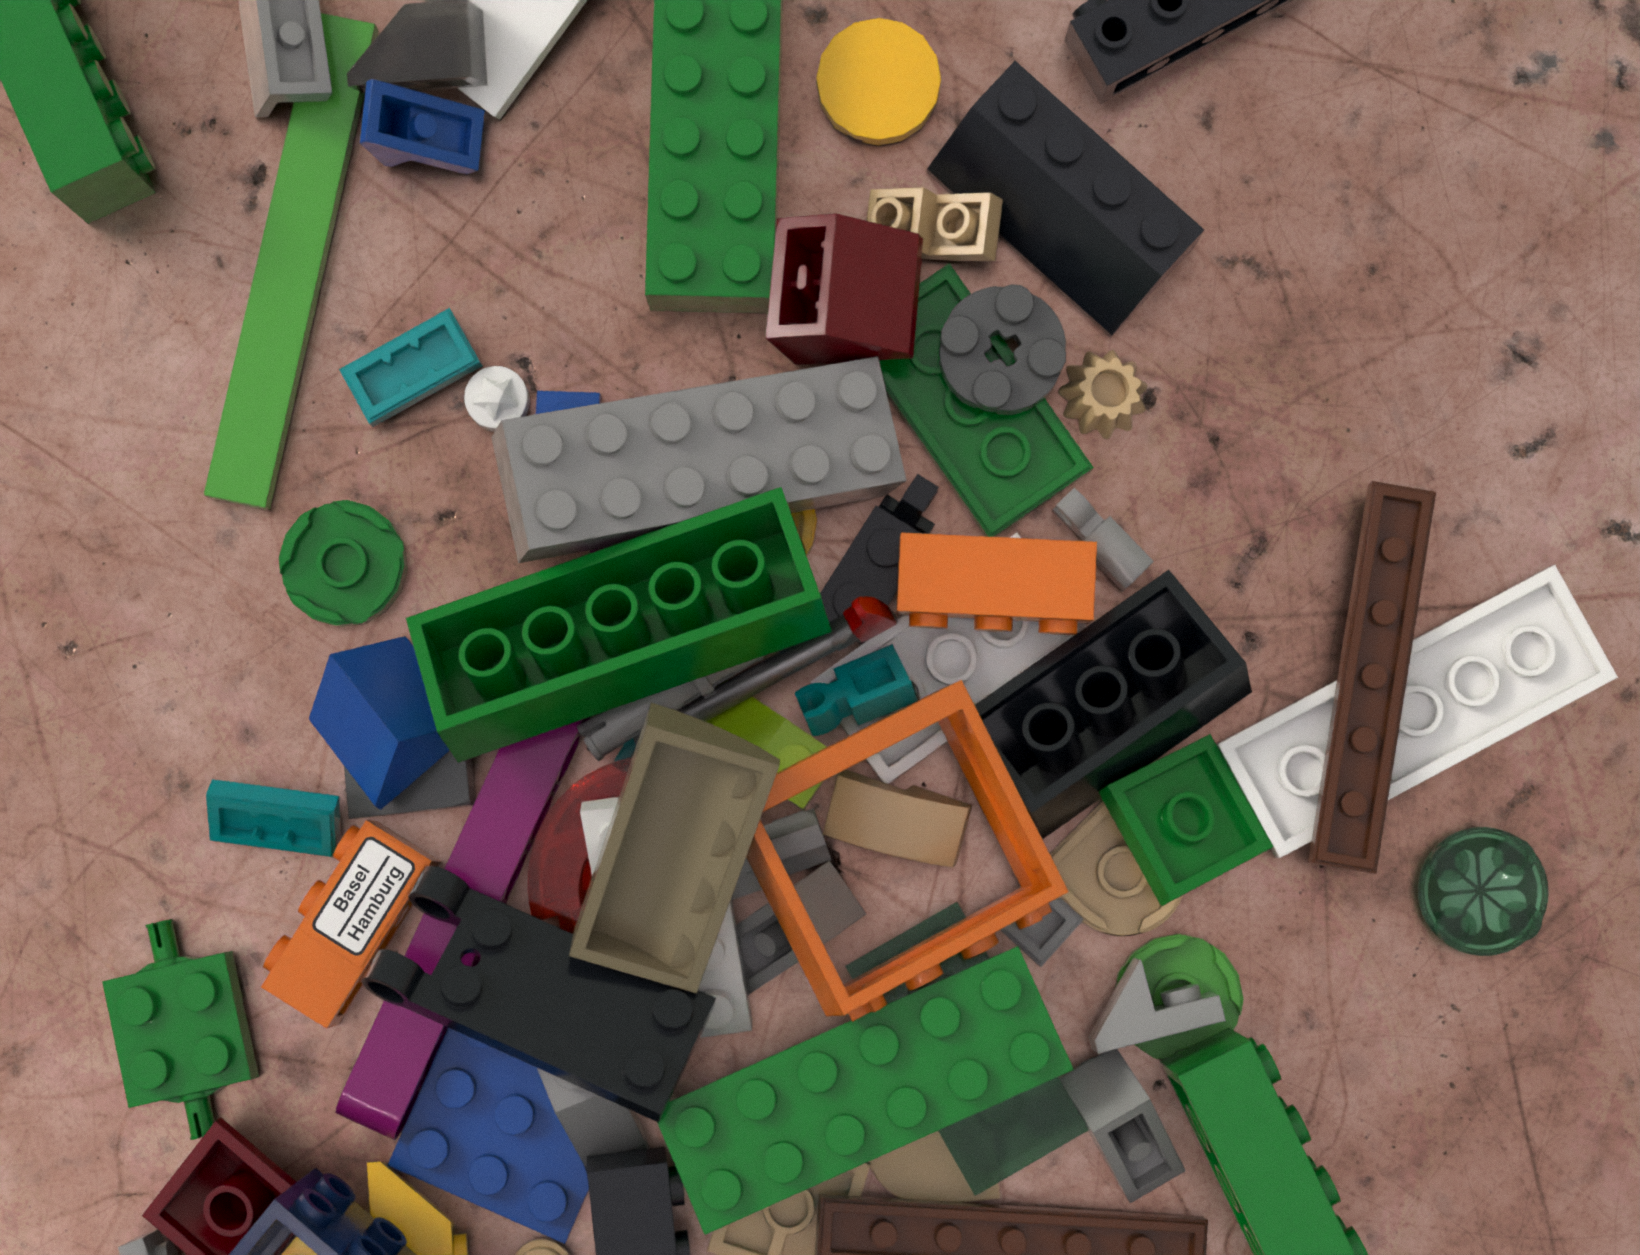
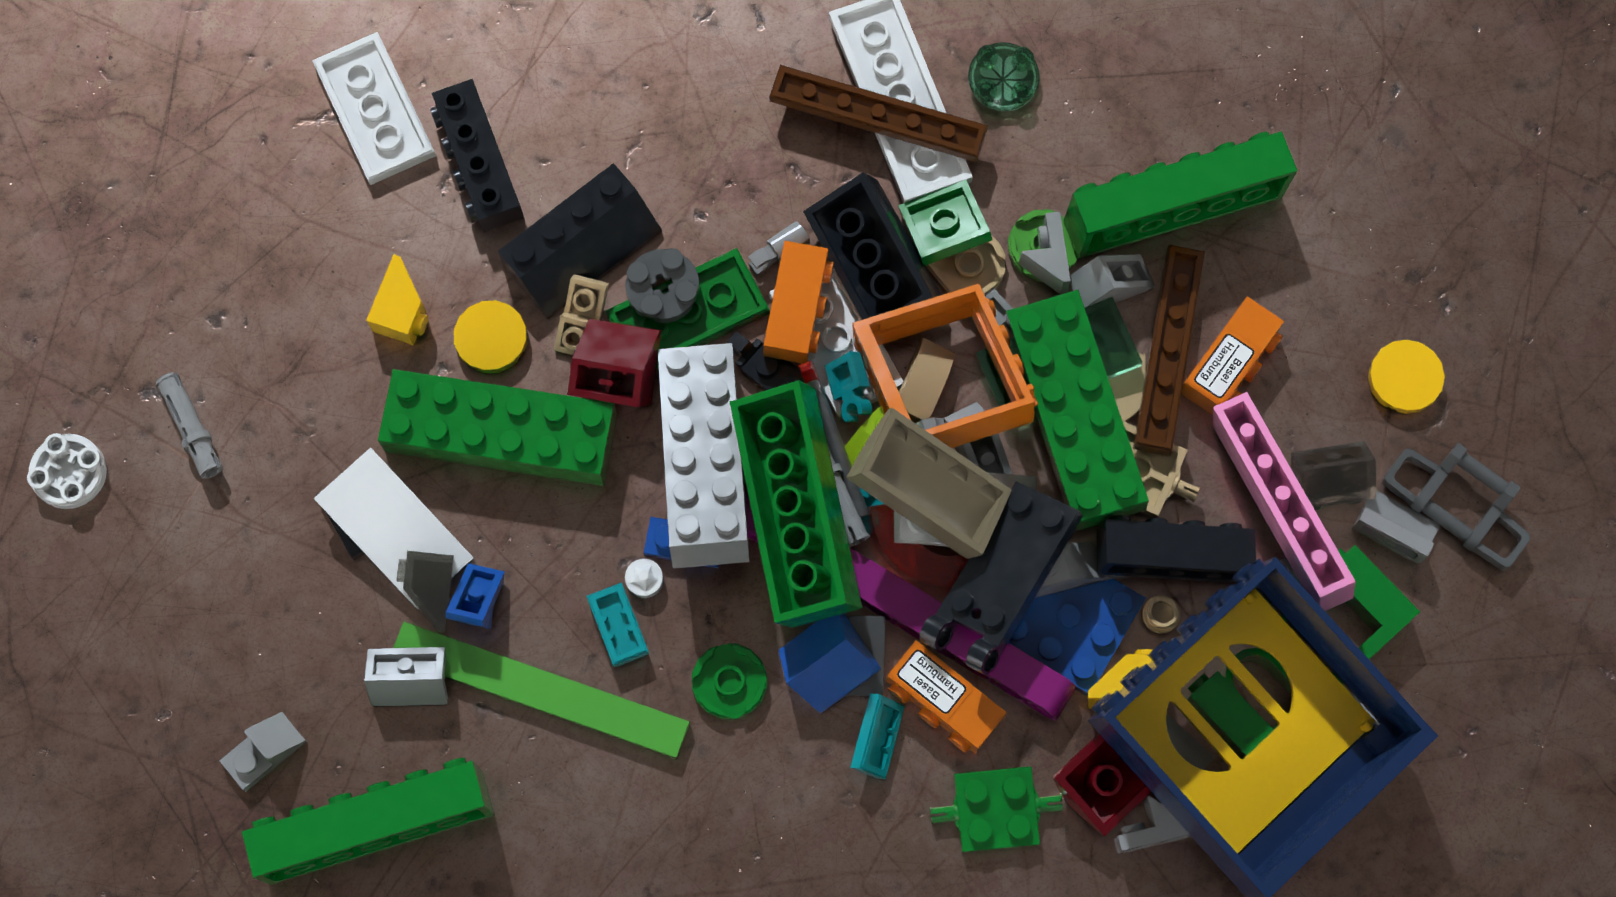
camera: 85 degrees left, 10 degrees down
(1103, 394) = (694, 237): tan piece -> none

